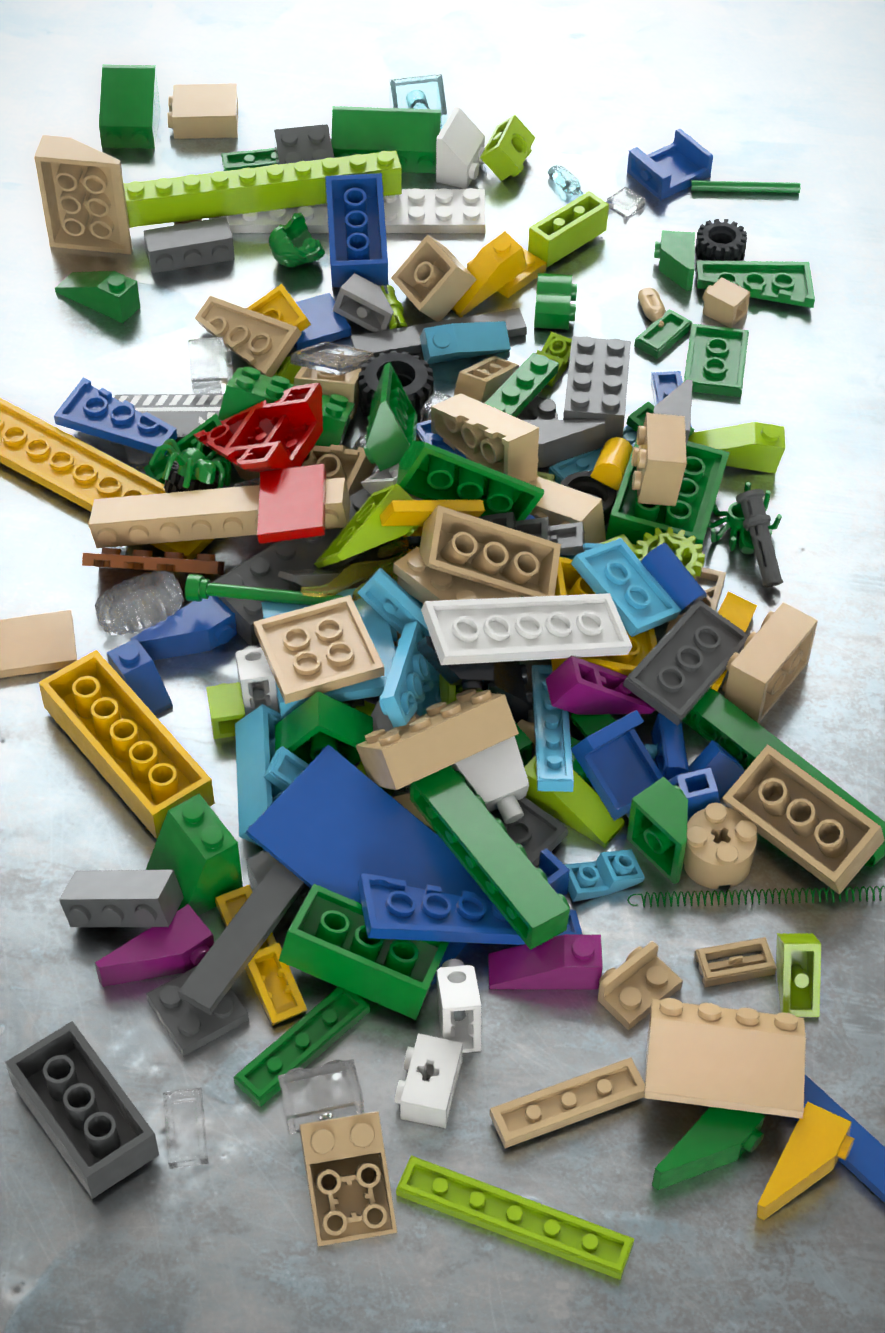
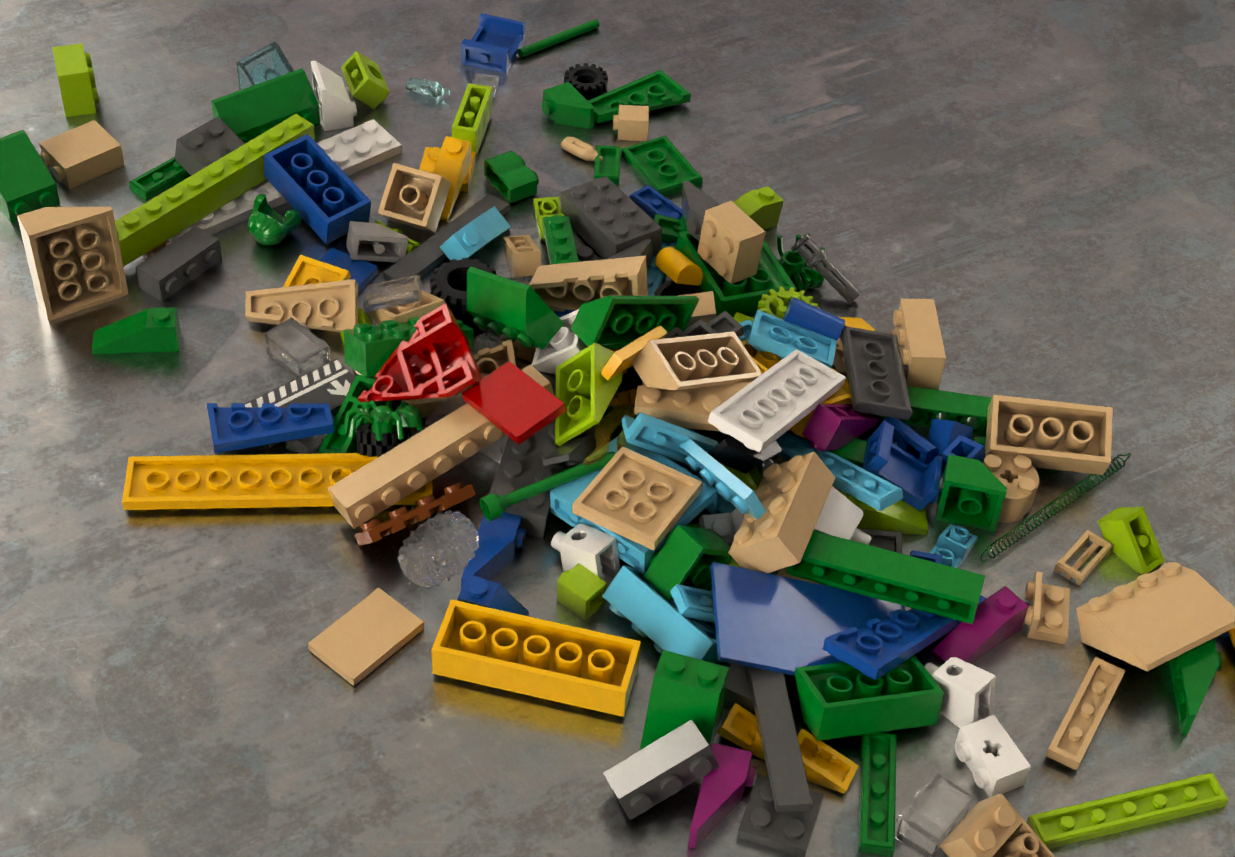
camera: 40 degrees left, 5 degrees down
(255, 39) = (76, 79): none -> lime brick

